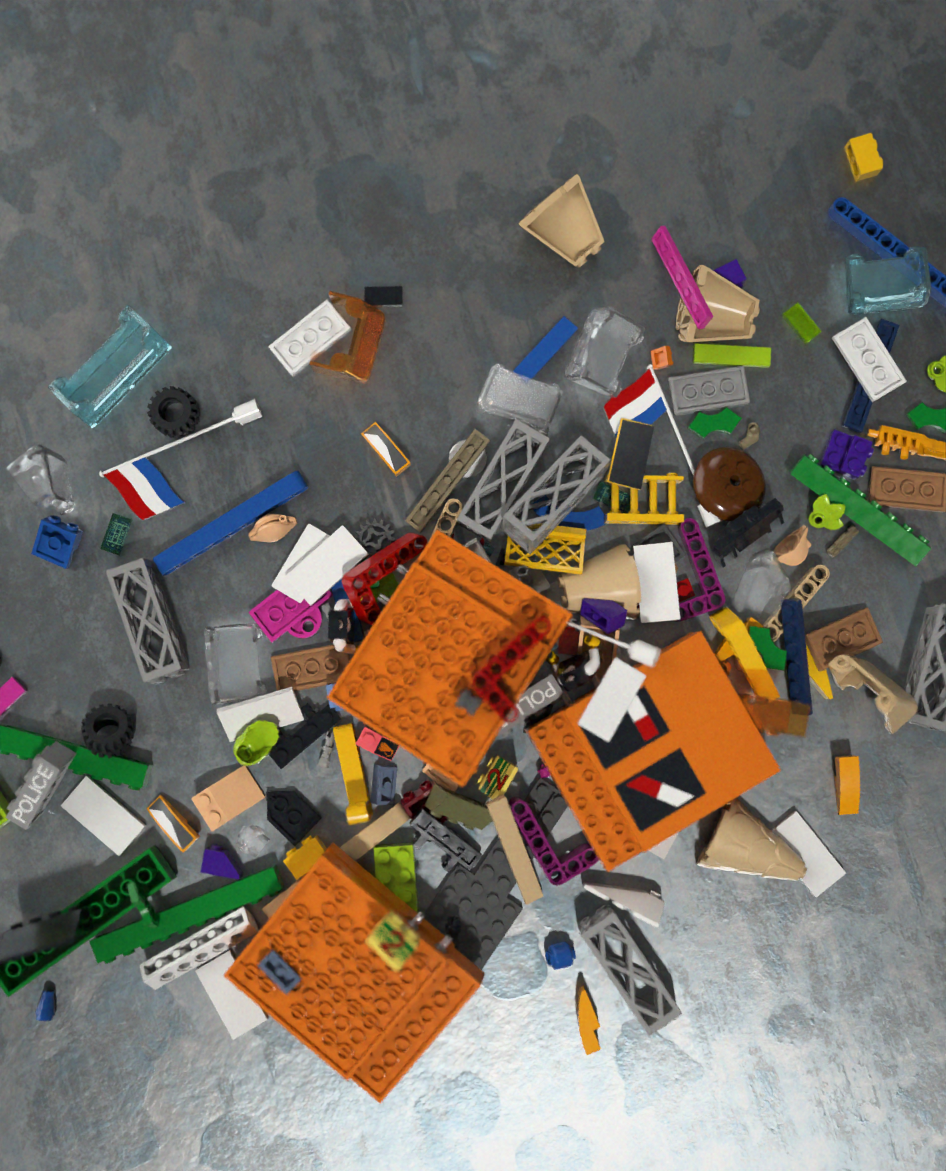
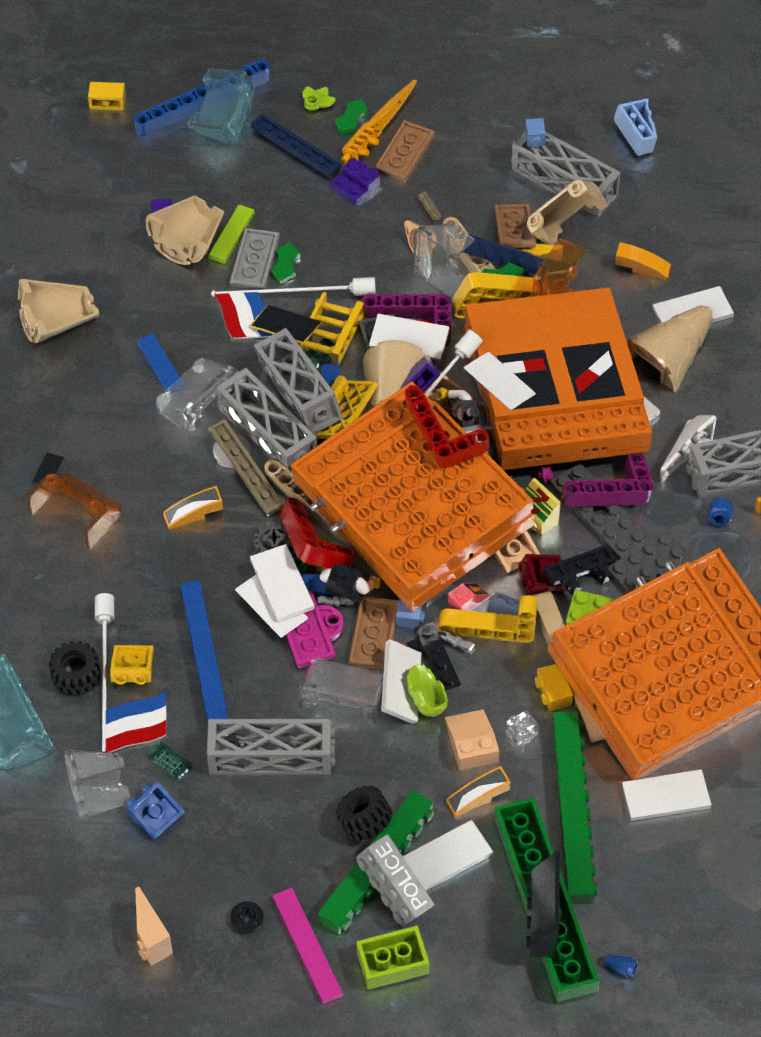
camera: 75 degrees left, 30 degrees down
(143, 905) = (546, 822): green tile -> none
(197, 461) = (132, 664): none -> yellow plate
(198, 948) = (610, 802): white brick -> none
(220, 863) = (533, 762): dark purple slope -> none
(272, 527) = (224, 625): light nougat hat -> none
(279, 972) = (653, 711): sand blue slope -> none
(290, 815) = (509, 691): black tile -> none
(309, 338) = (57, 541): white tile -> none
(394, 940) = (651, 589): slope -> none
(458, 808) = (554, 538): olive slope -> none
(469, 702) = (458, 469): dark grey wheel -> none
(514, 849) = (608, 509): tan tile -> none
(603, 350) = (178, 321): clear windscreen -> none
(661, 358) = (210, 279): orange tile -> none
(682, 277) = (148, 239): dark pink tile -> none
(714, 487) = (344, 264): reddish brown brick -> none
(747, 529) = (391, 260): black bracket -> none
(752, 436) = (310, 240): dark tan arm -> none
(801, 323) = (227, 179): clear neon green tile -> none
(828, 512) = (400, 204): lime plate -> none
(861, 510) = (406, 183): green brick -> none
(869, 359) = (282, 140): white tile -> none

